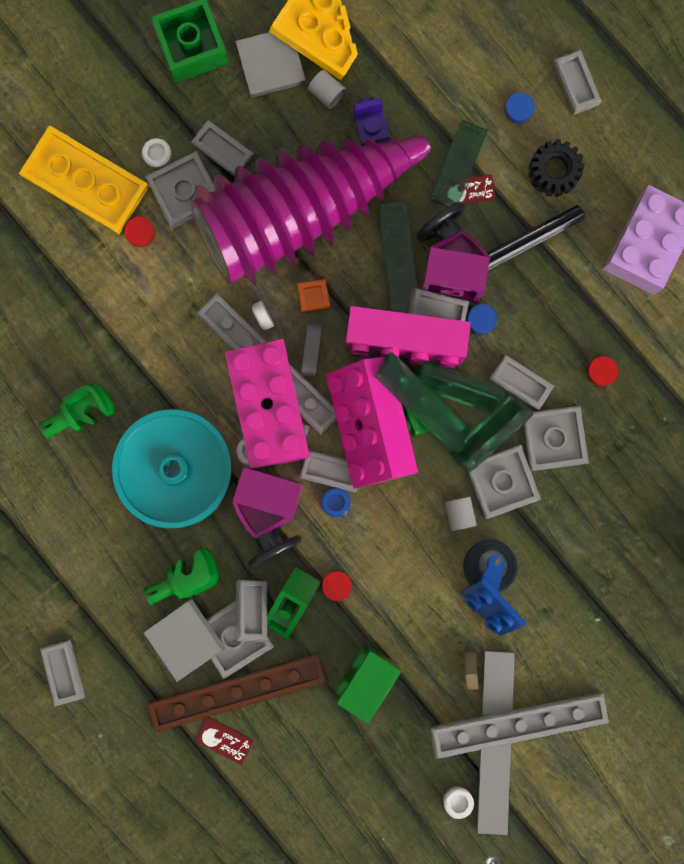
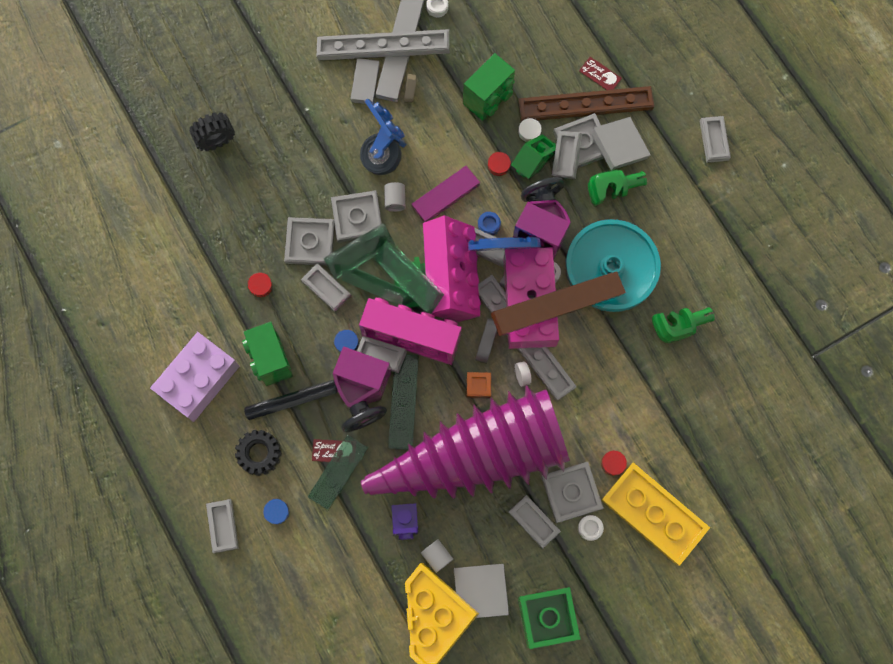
camera: 170 degrees left, 10 degrees down
(232, 393) = (557, 303): none -> reddish brown tile
(304, 640) = (529, 129): none -> white tile
(310, 455) = (503, 243): none -> blue tile
(397, 531) = (445, 194): none -> magenta tile
(531, 670) = (365, 80): none -> light grey tile
(572, 277) = (268, 354): none -> green brick

